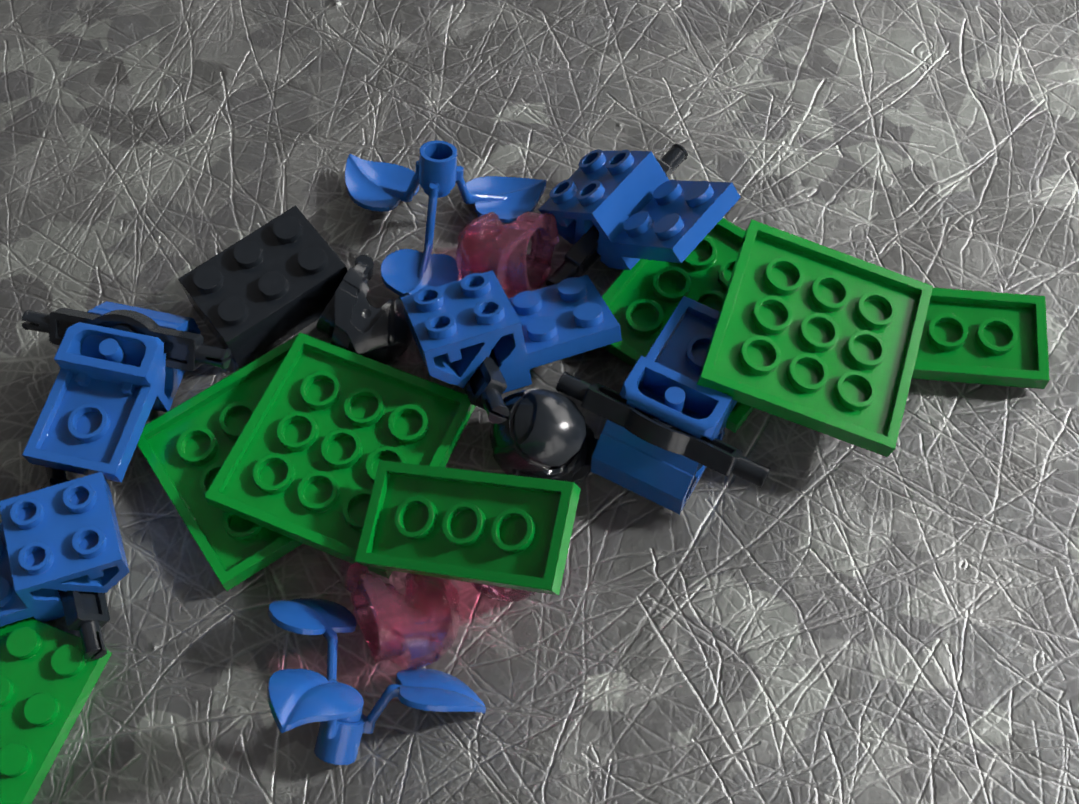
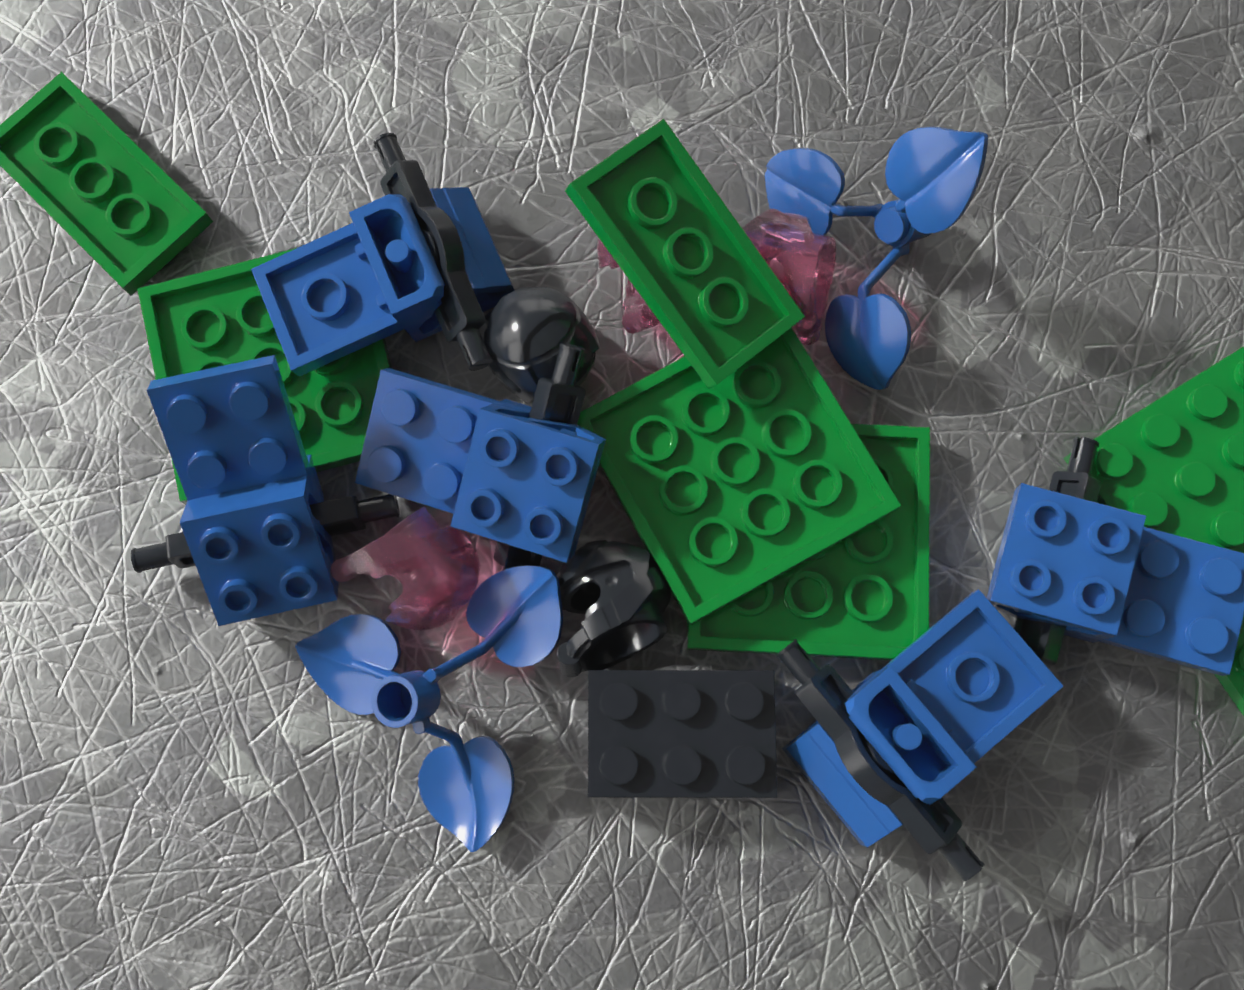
camera: 145 degrees left, 15 degrees up
(817, 338) = (214, 231): green plate -> none

